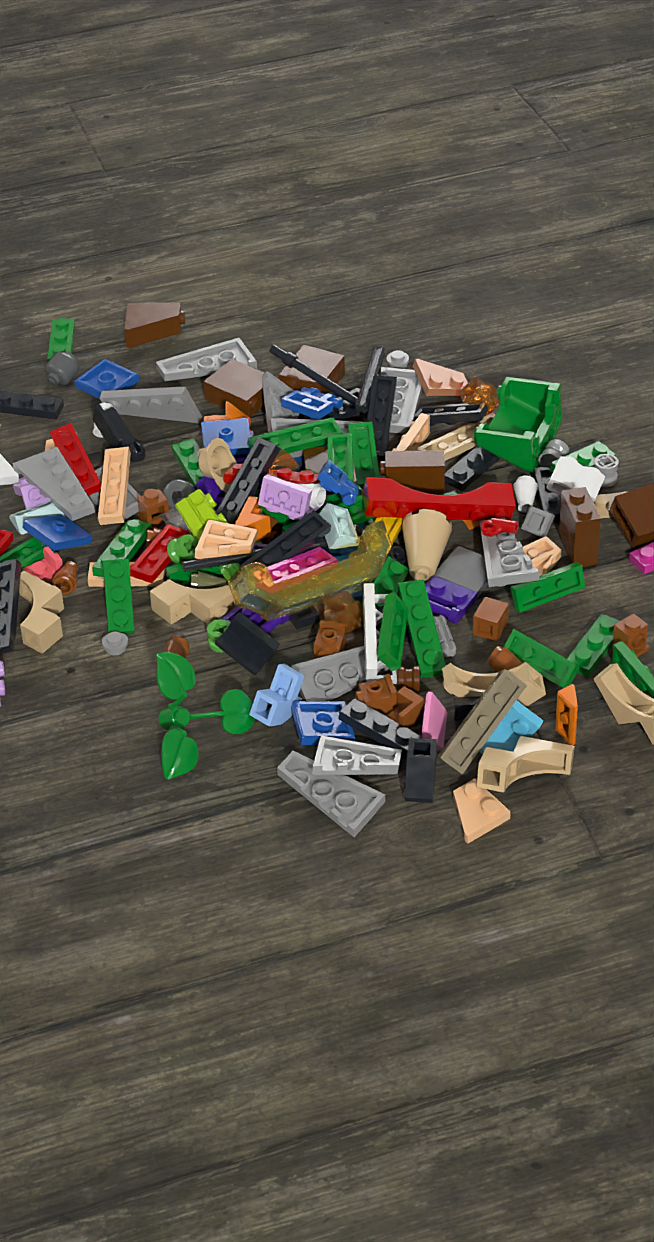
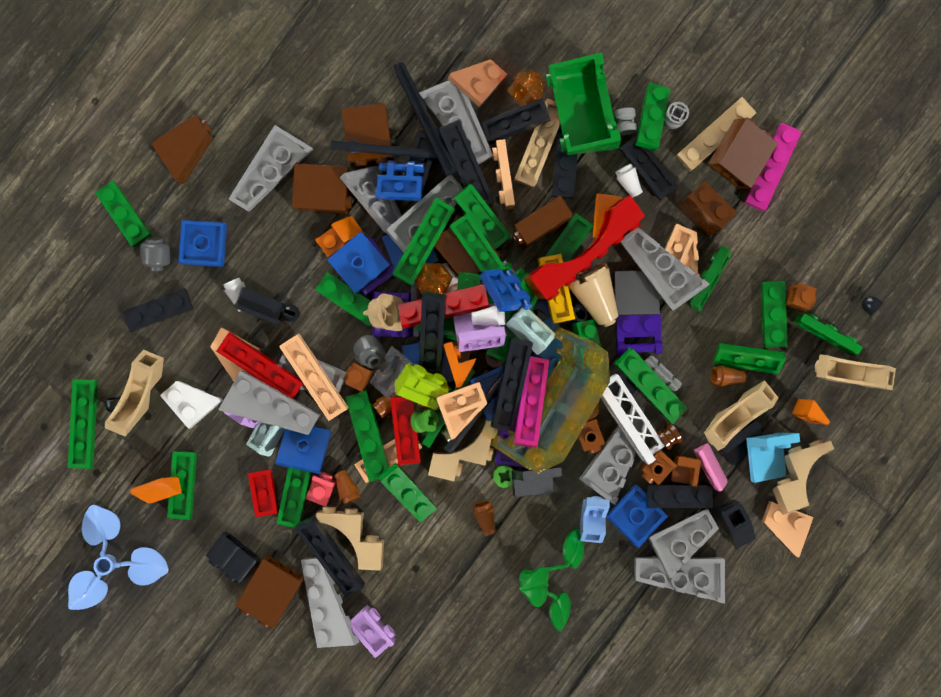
camera: 35 degrees left, 45 degrees up
(115, 643) = (431, 528): light grey plate -> none
(158, 403) = (271, 257): light grey wing -> none
(392, 632) = (643, 417): green plate -> none
(397, 359) = (422, 69): light grey plate -> none
(481, 721) = (764, 470): dark tan fence -> none
(490, 619) = (690, 339): dark orange panel -> none
(496, 526) = (644, 246): red arm -> none
(537, 522) = (659, 208): light grey tile -> none
(571, 474) = (673, 155): white brick -> none

